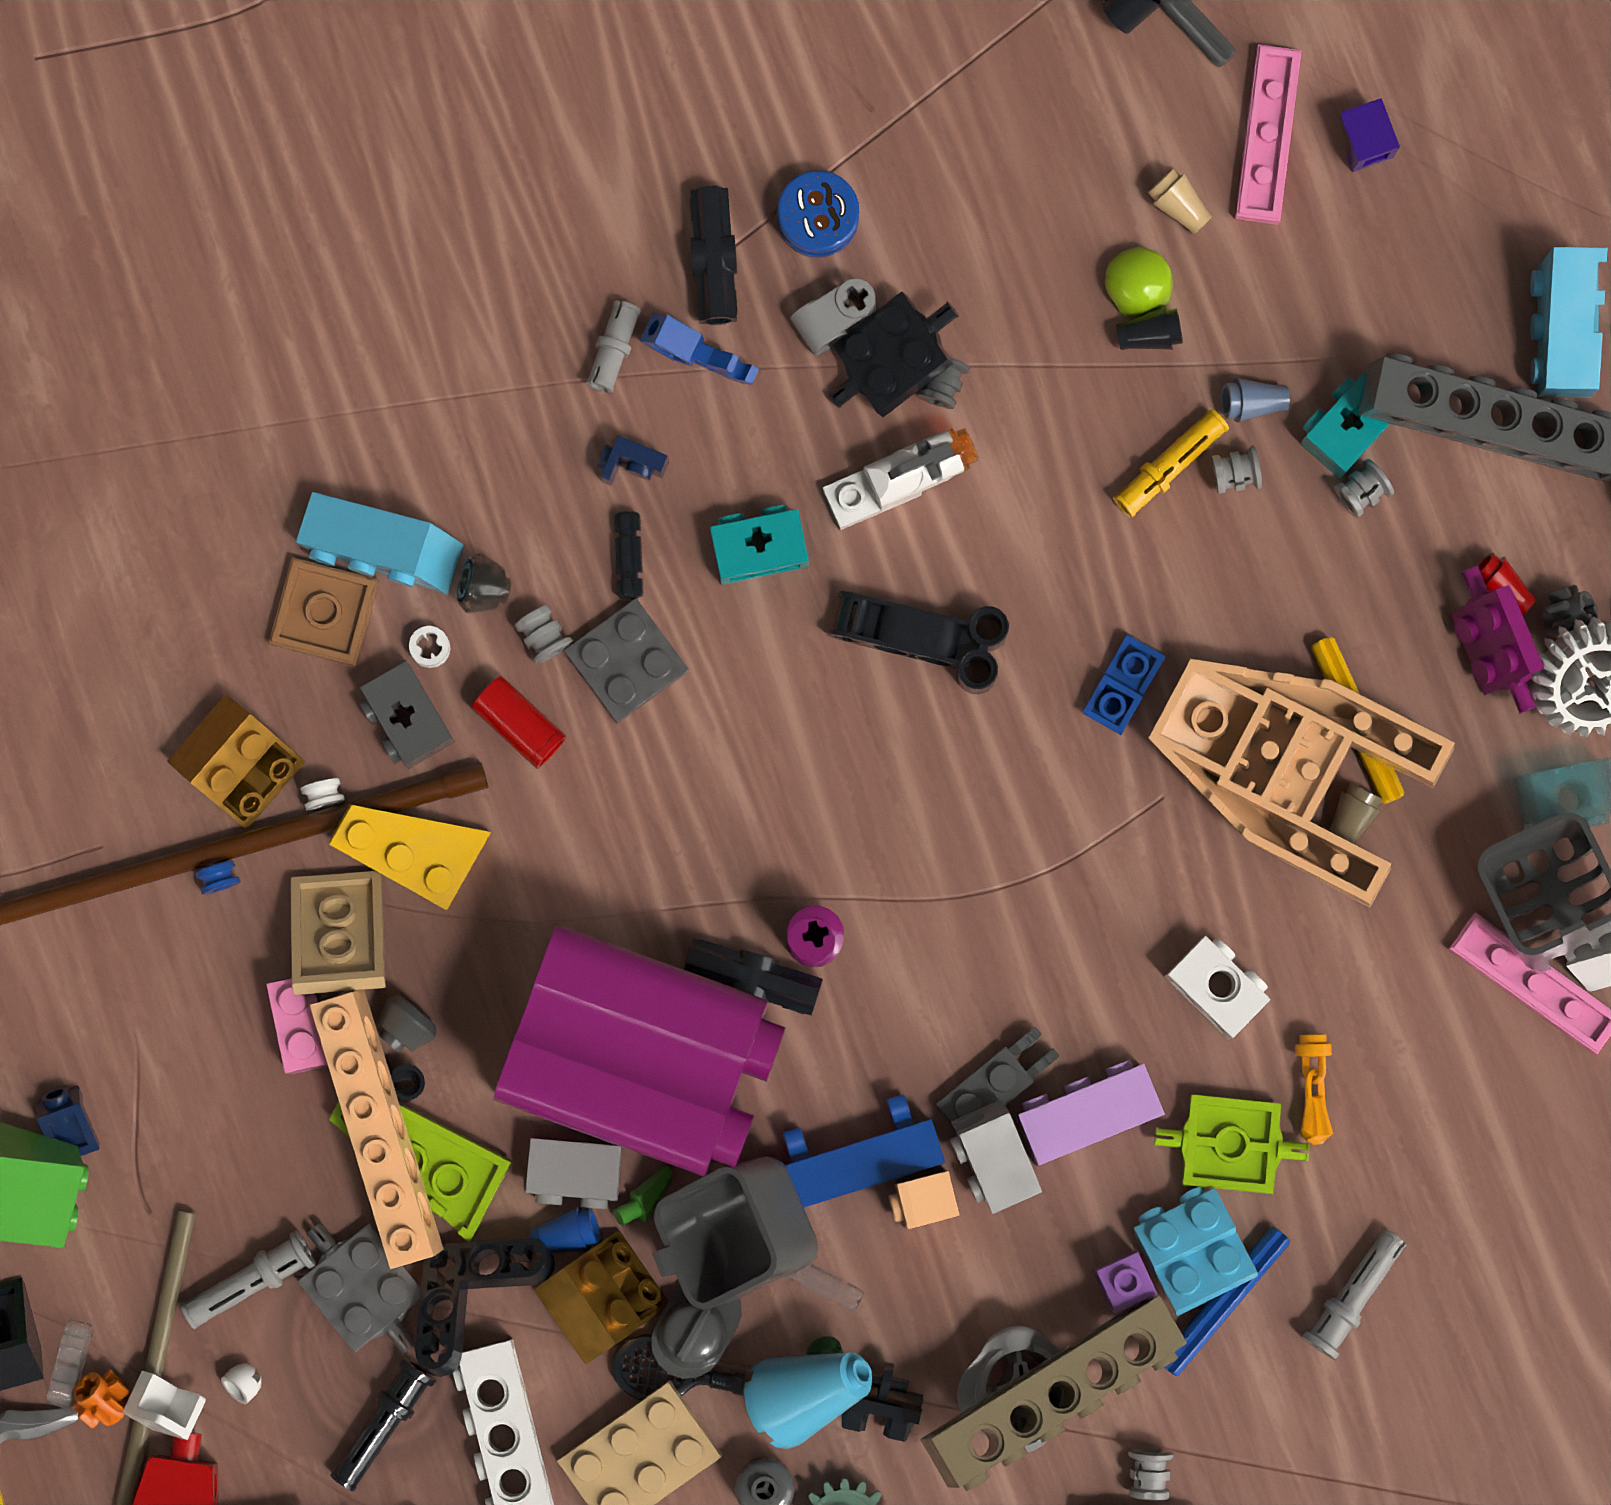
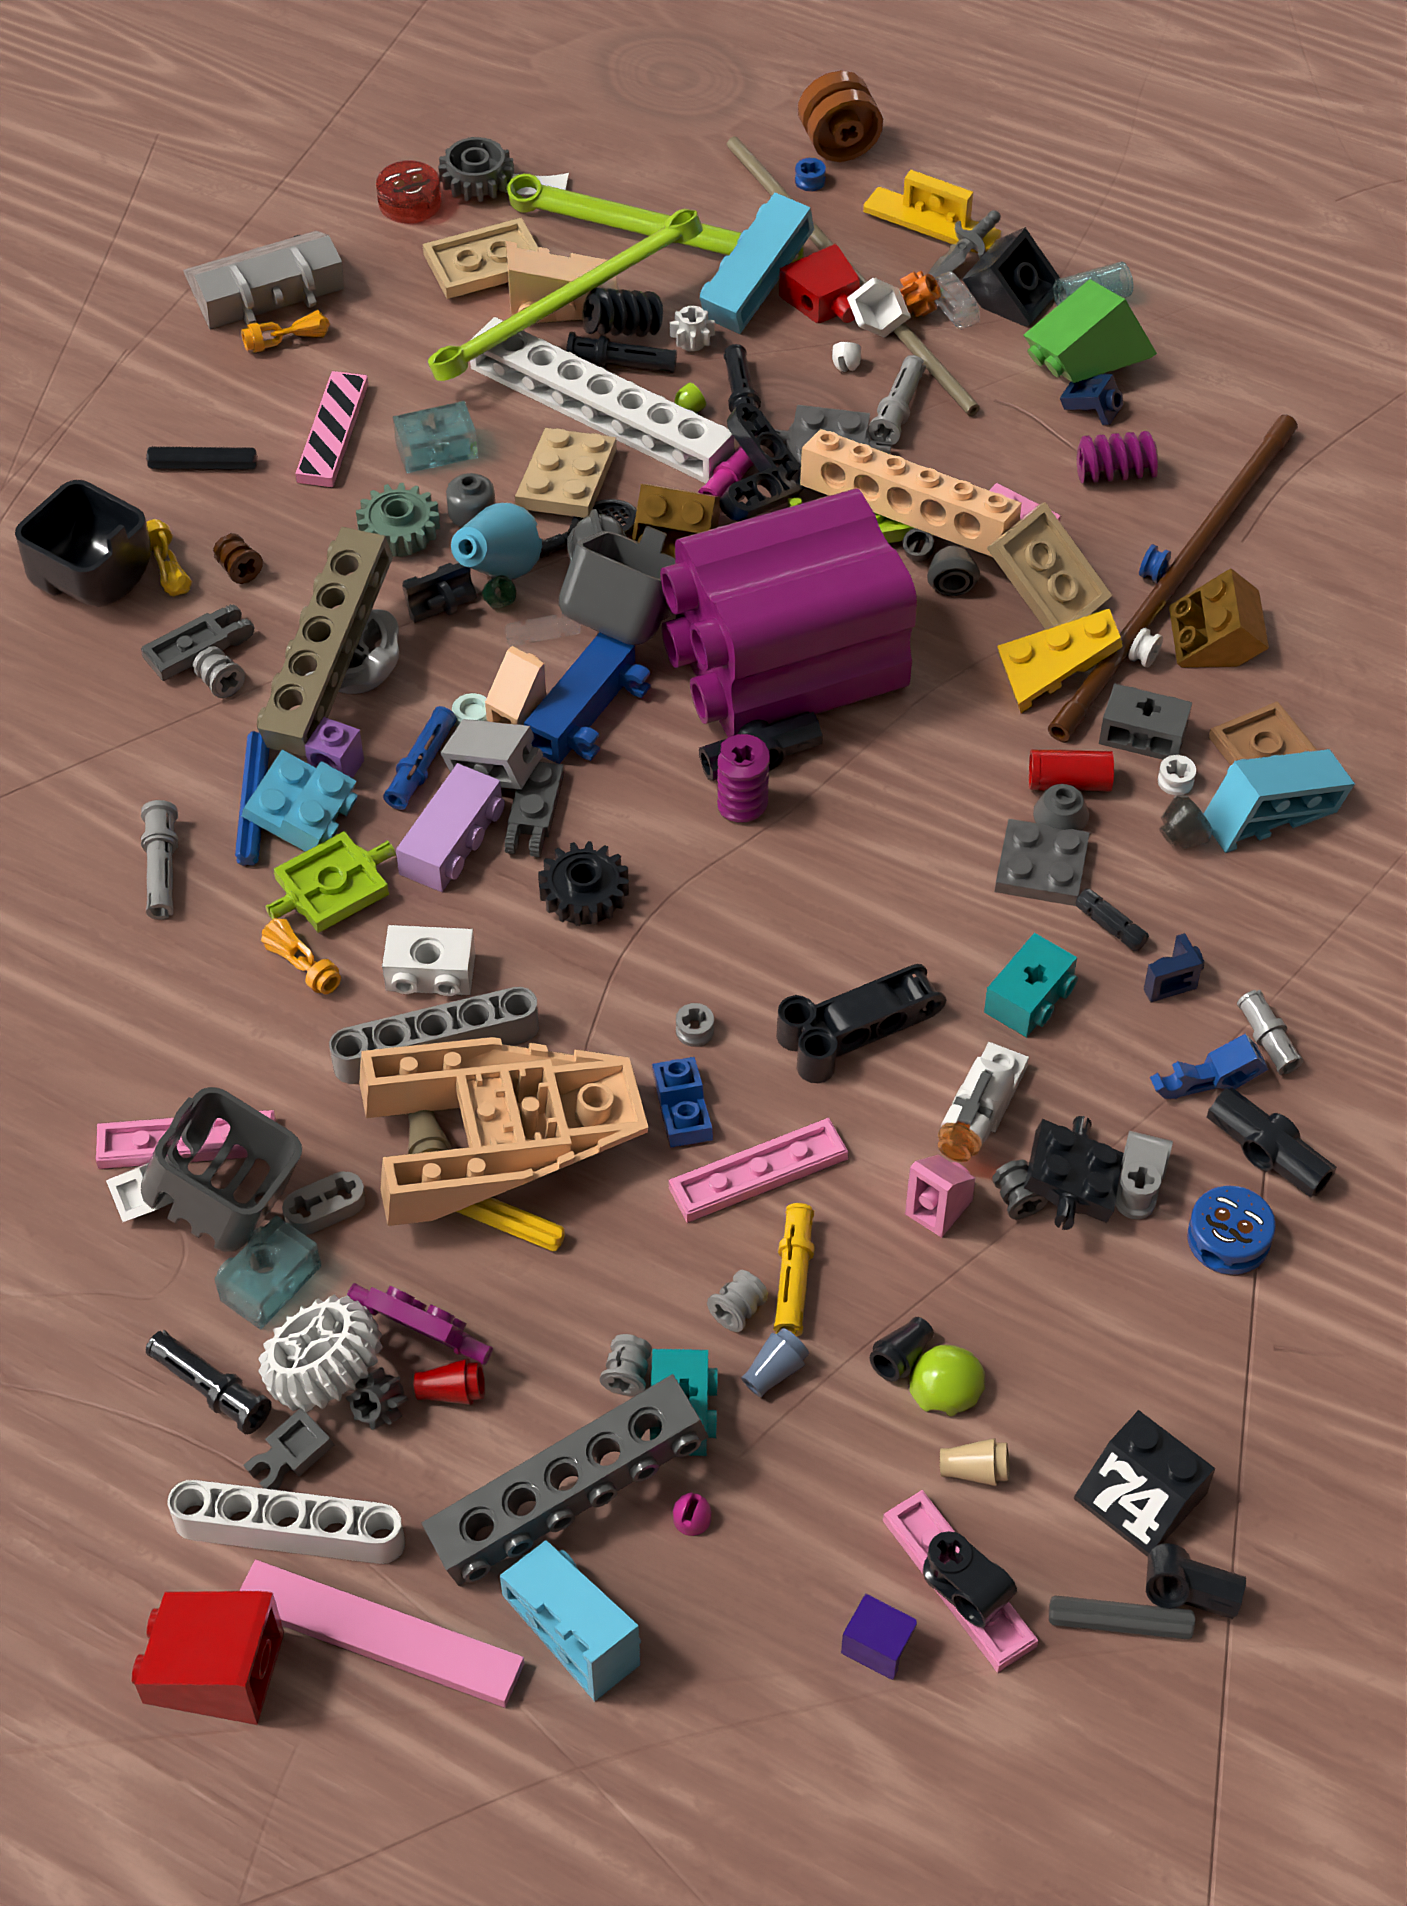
camera: 145 degrees right, 30 degrees down
(126, 1026) = (1117, 455): none -> magenta piece
(443, 1455) = (690, 398): none -> lime hinge
(500, 1321) = (727, 473): none -> dark pink pin
(543, 634) = (1113, 829): light grey bush -> none
(568, 706) = (1062, 808): none -> dark grey cone
(960, 1238) = (470, 707): none -> light aqua tile
(1009, 423) = (938, 1193): none -> bright pink slope
(1044, 940) = (583, 884): none -> black gear
(1048, 733) = (699, 1013): none -> light grey bush
(1050, 1219) = (401, 788): none -> blue pin
(1079, 82) = (1145, 1483): none -> black slope
(1117, 575) = (758, 1170): none -> bright pink tile
(1277, 109) = (967, 1580): none -> black piece
(1293, 908) = (451, 1020): none -> light grey beam
(1416, 347) = (701, 1517): none -> dark pink hinge
(1476, 818) = (324, 1202): none -> light grey beam

